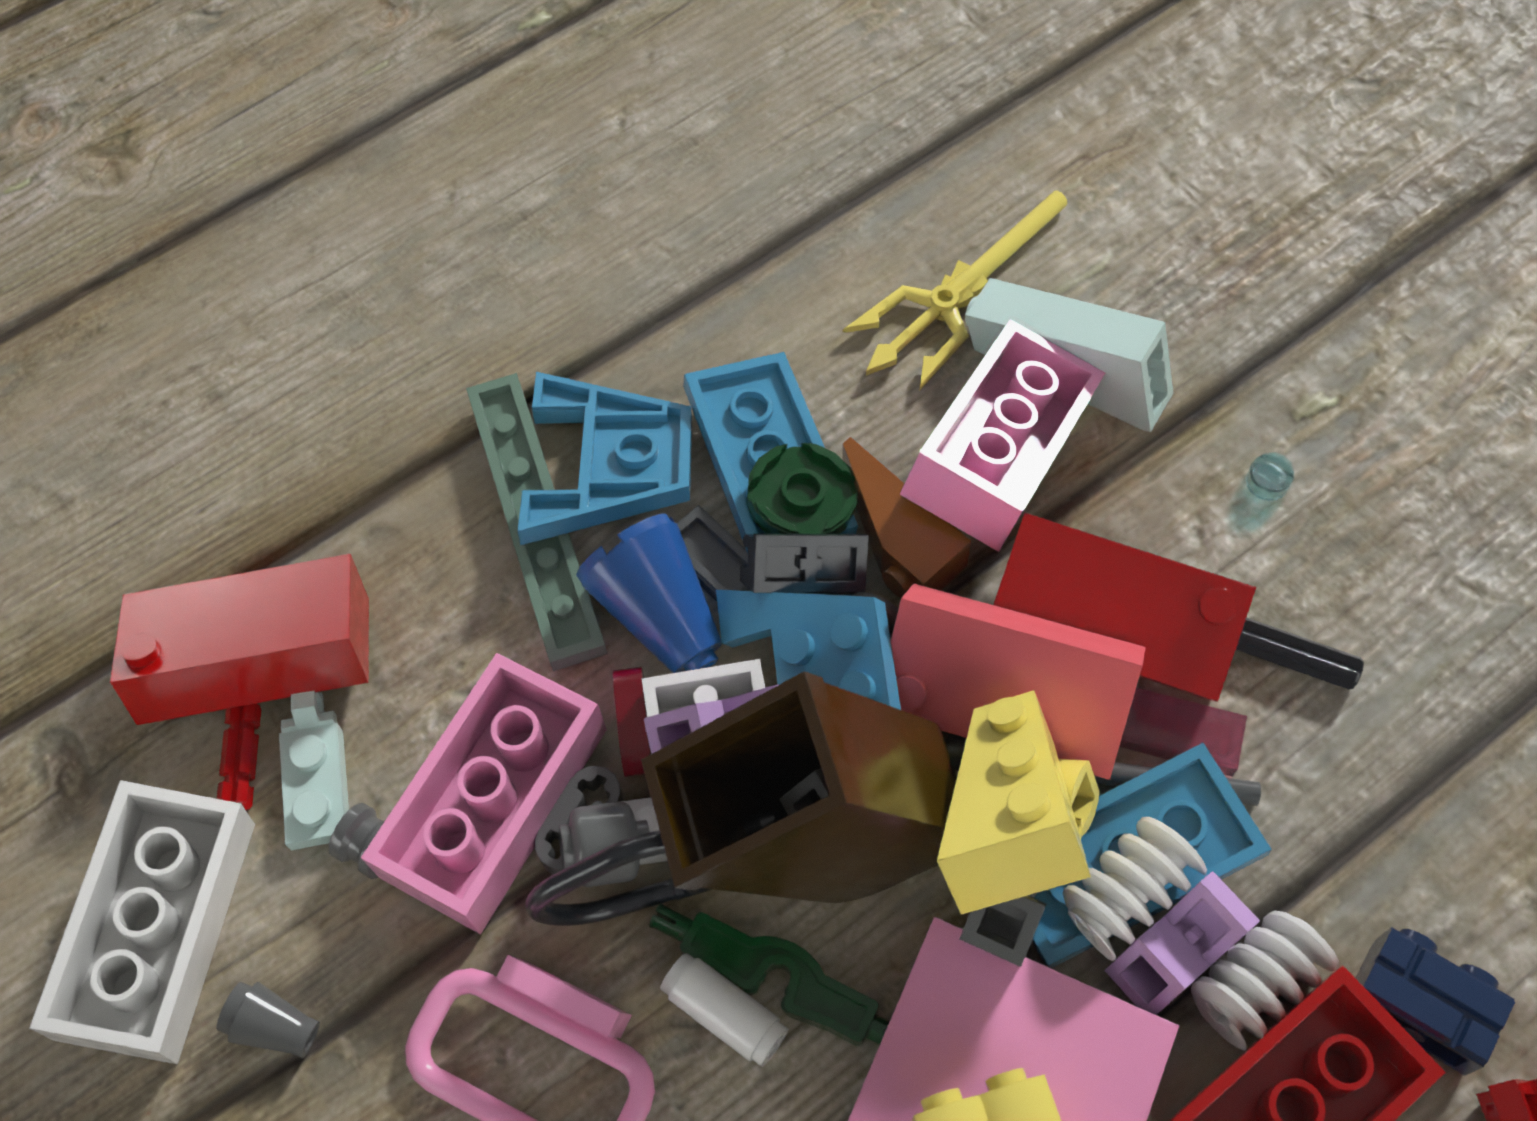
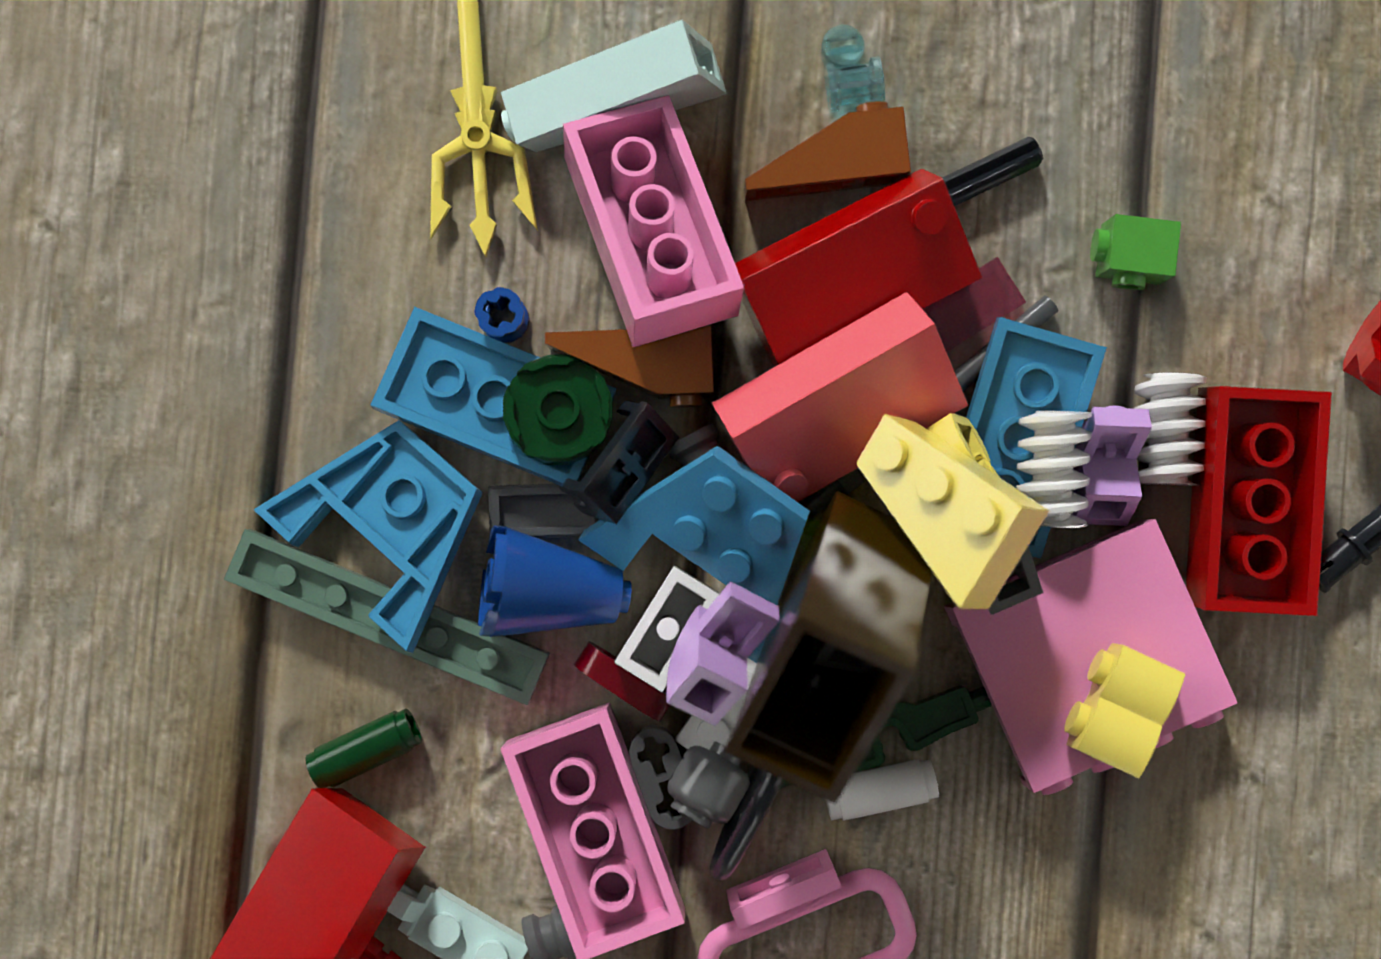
camera: 50 degrees left, 25 degrees up
(414, 581) = (363, 749): none -> dark green piece
(841, 408) = (498, 300): none -> blue bush
(1184, 526) = (851, 153): none -> dark orange slope
(1253, 501) = (854, 83): none -> clear light blue bush
(1371, 815) = (1136, 251): none -> bright green brick
(1443, 1006) = (1272, 339): dark blue brick -> none

